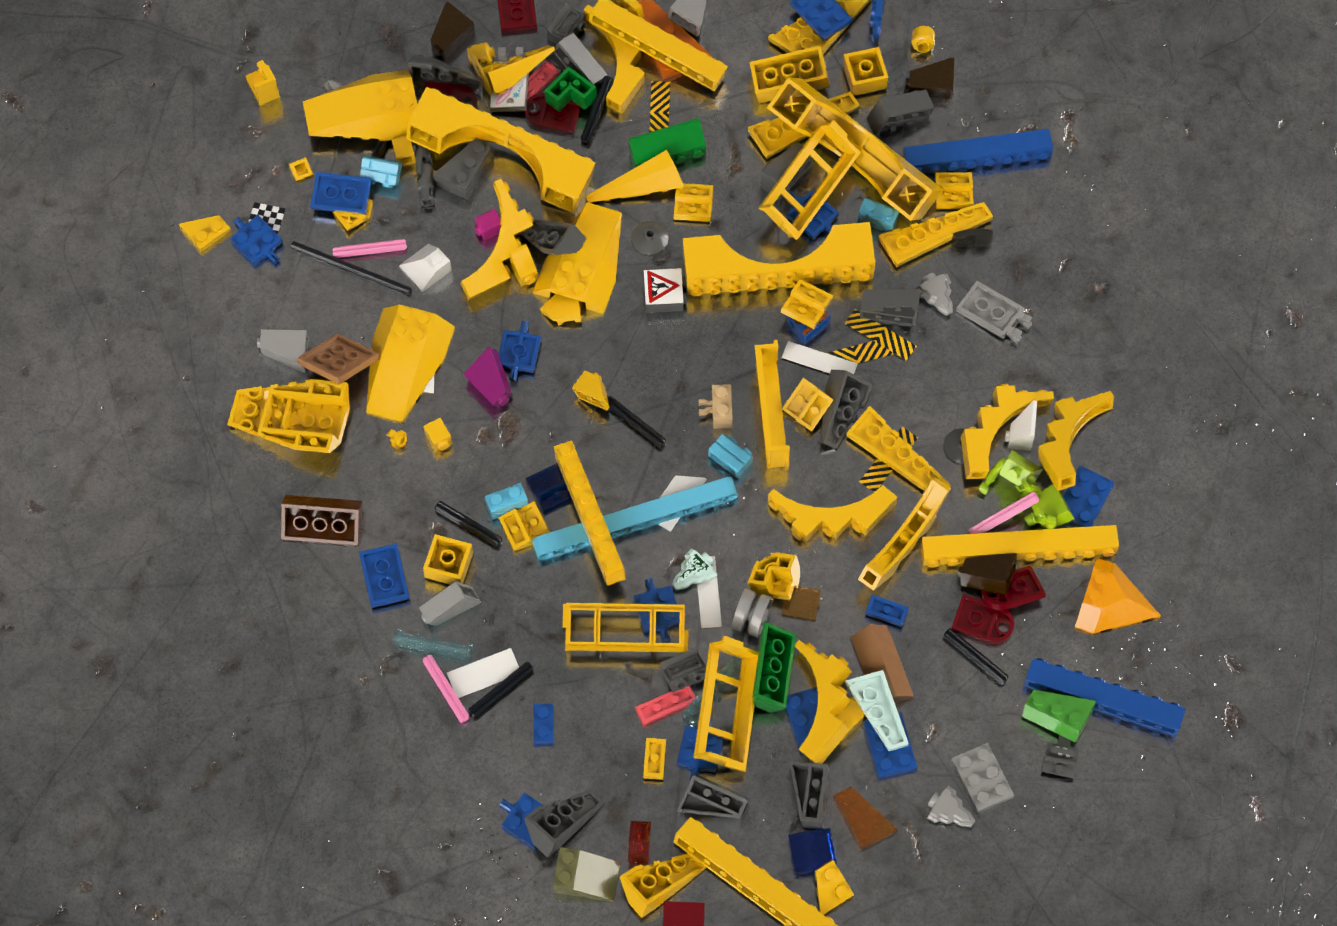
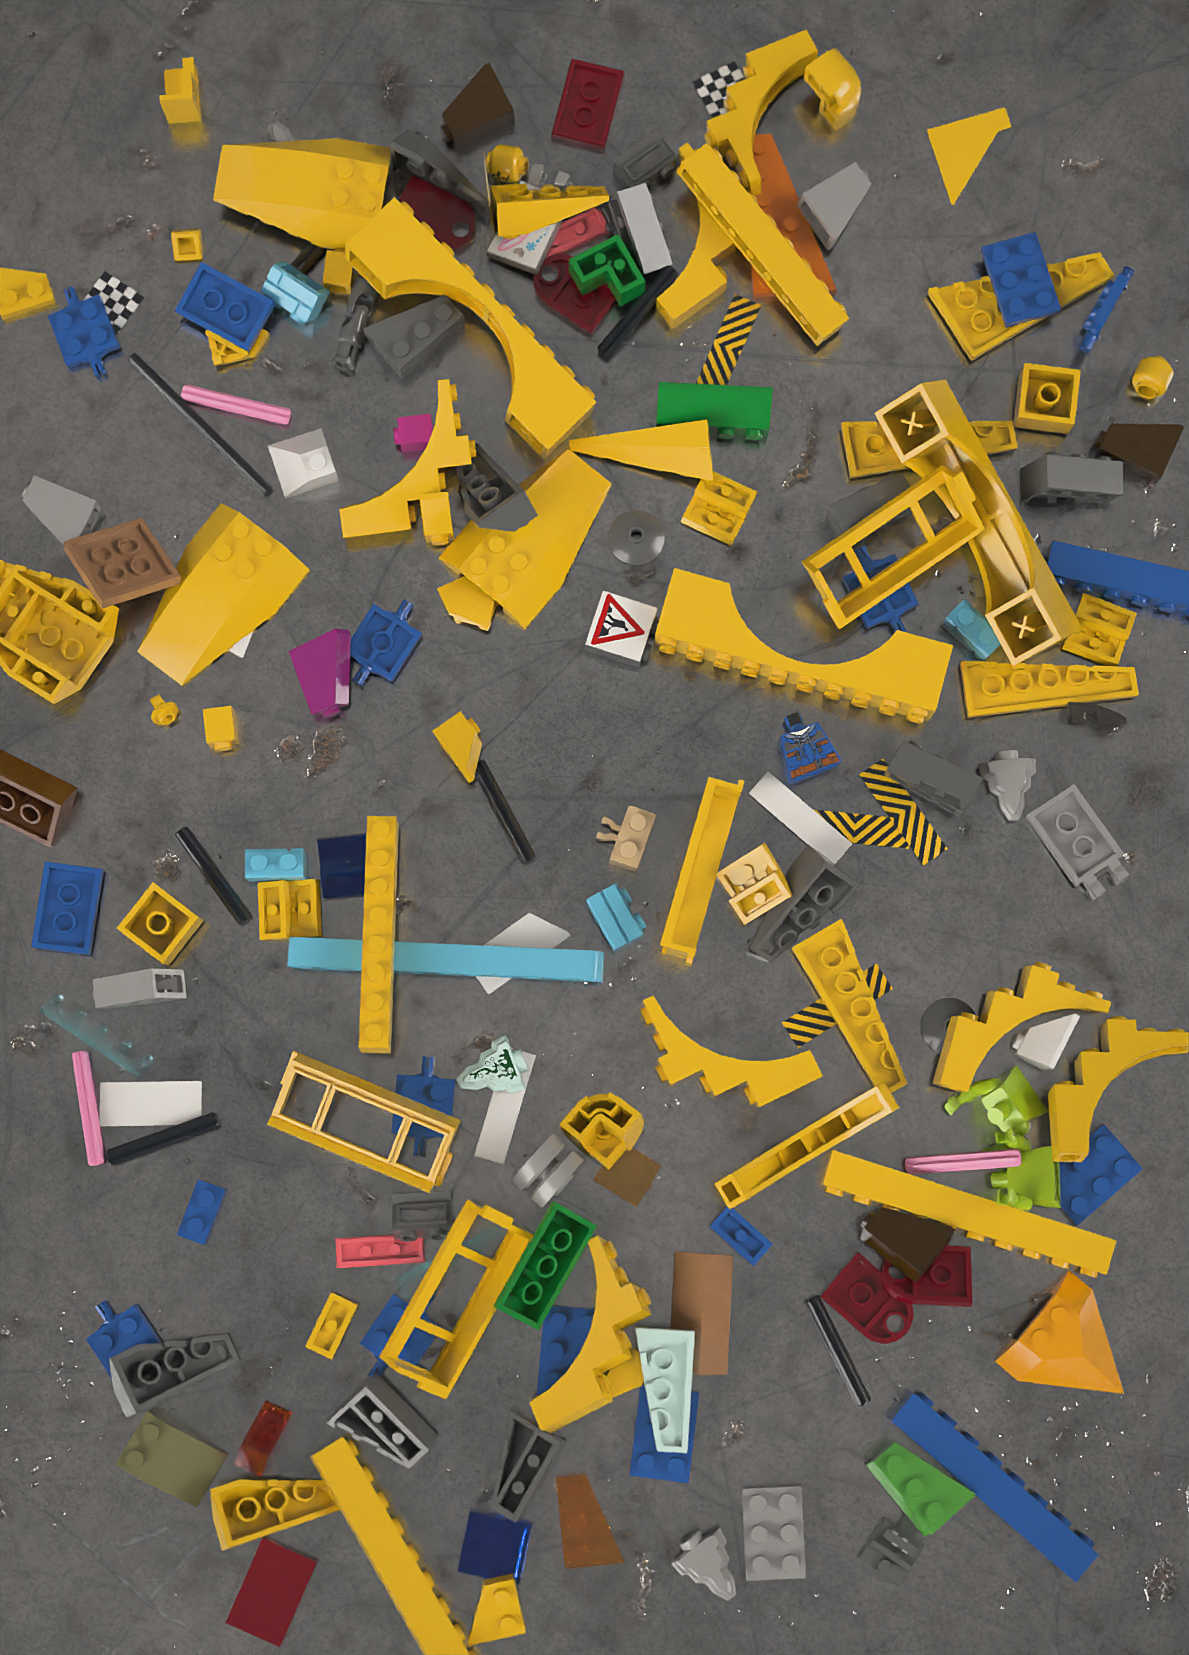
camera: 20 degrees right, 15 degrees up
(772, 72) = (926, 355): yellow brick -> none
(806, 303) = (813, 732): yellow slope -> none

